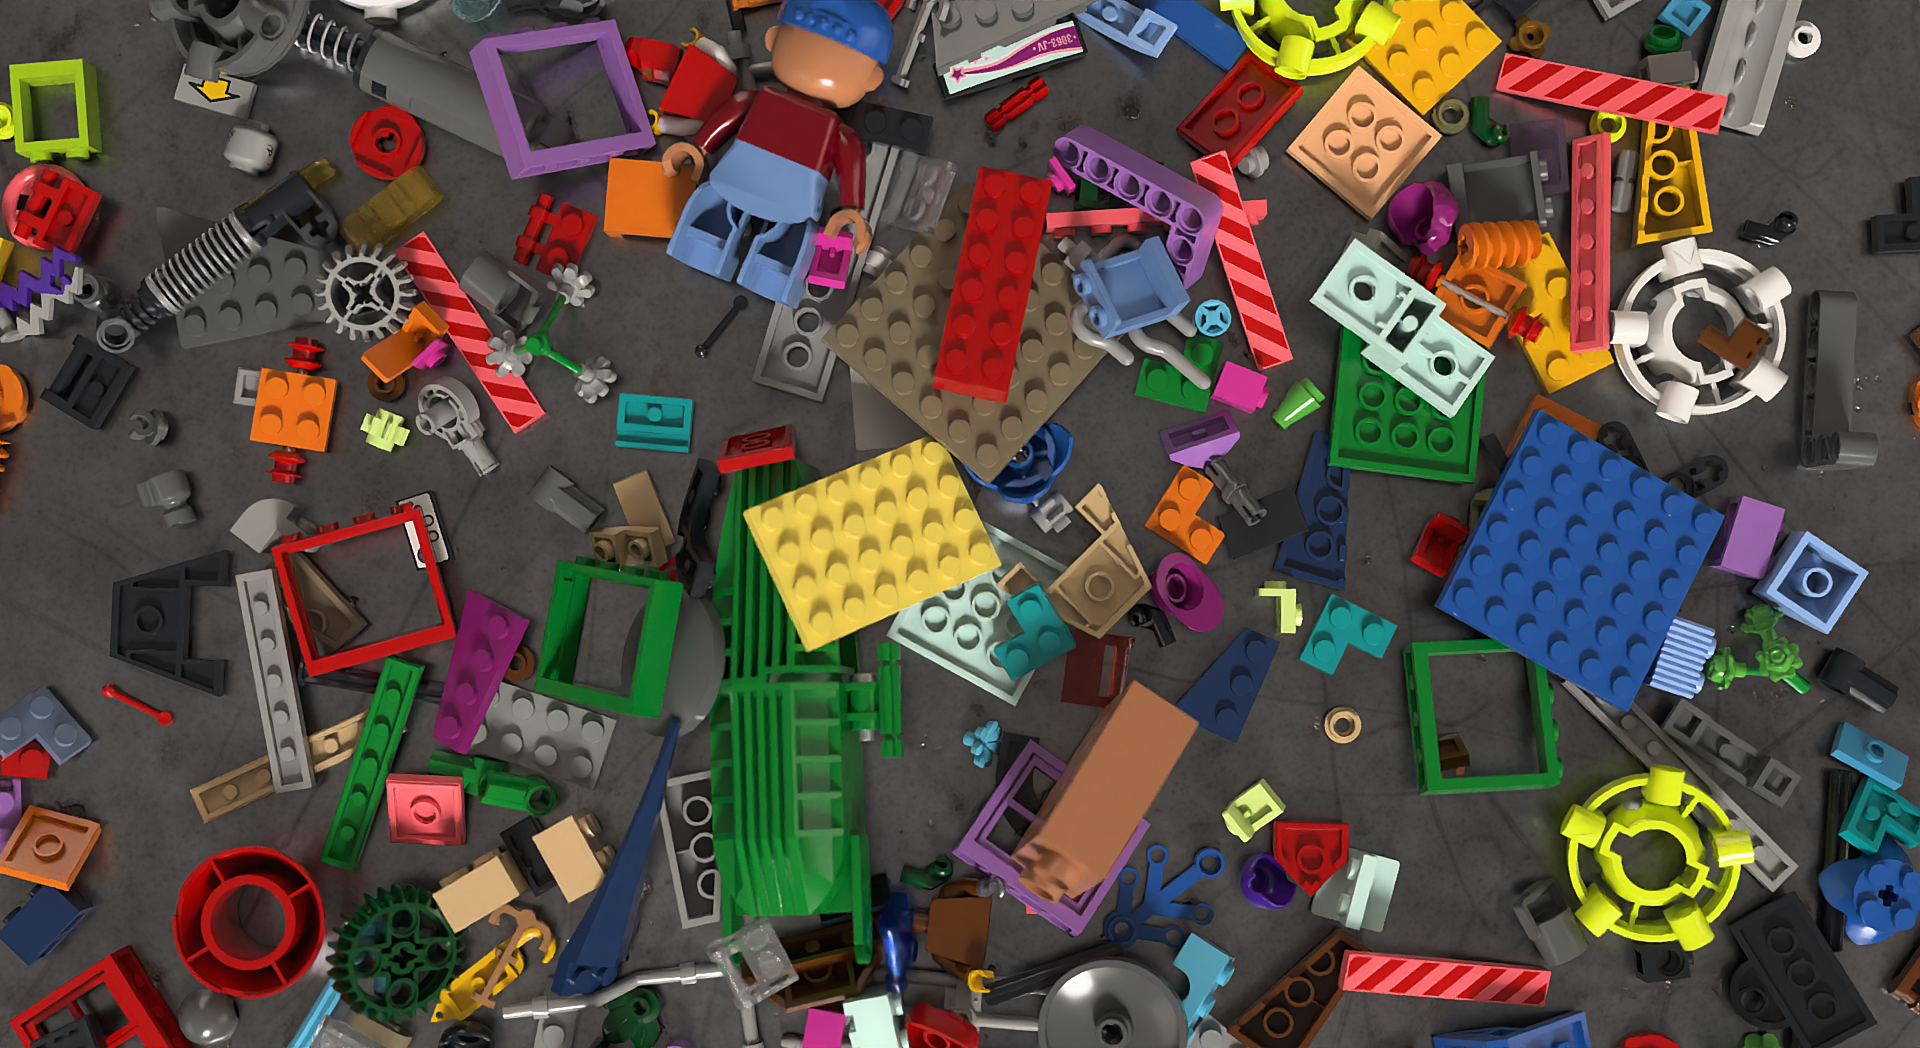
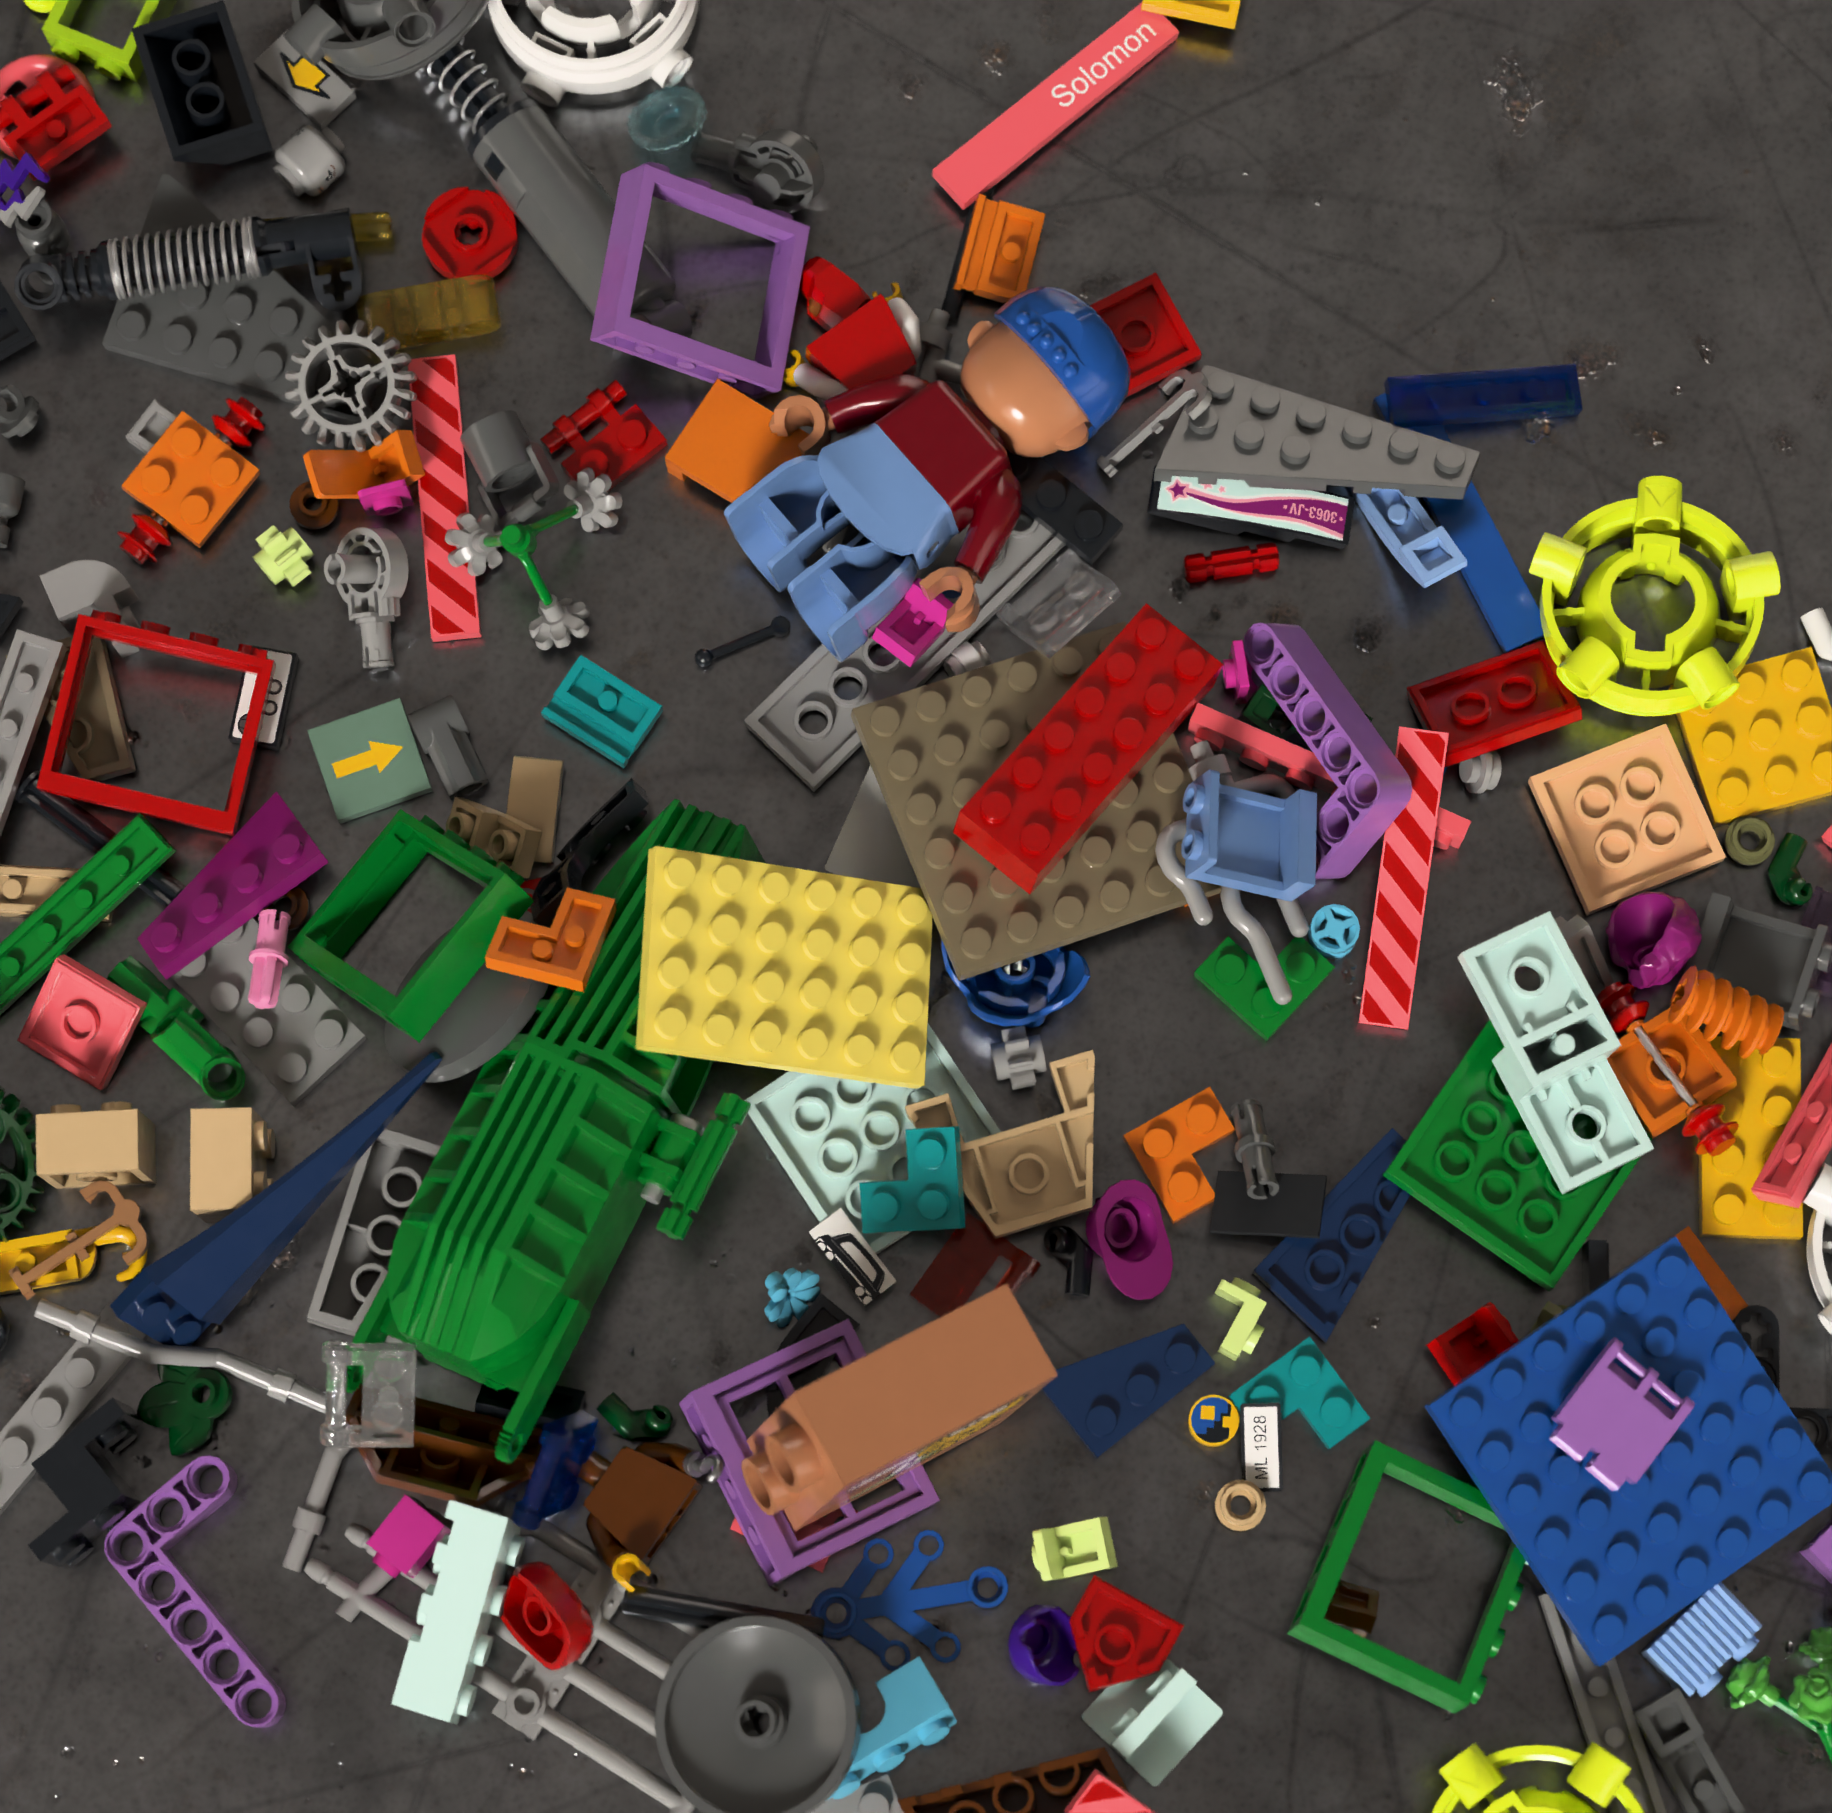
camera: 30 degrees right, 10 degrees down
(148, 135) = (202, 87): none -> black slope
(518, 535) = (369, 760): none -> sand green tile
(526, 706) = (268, 959): none -> bright pink axle
(527, 855) = (172, 1142): black plate -> none
(723, 611) = (559, 953): none -> orange plate
(757, 448) = (707, 795): red tile -> none
(1012, 698) = (852, 1256): none -> sticker
(1201, 440) = (1245, 1069): medium lavender slope -> none
(1240, 387) = (1325, 1030): dark pink brick -> none
(1297, 403) = (1387, 1085): bright green cone -> none
(1297, 679) = (1213, 1420): none -> tile
(1337, 679) = (1262, 1445): none -> white sticker
(1565, 550) = (1617, 1418): none -> medium lavender plate

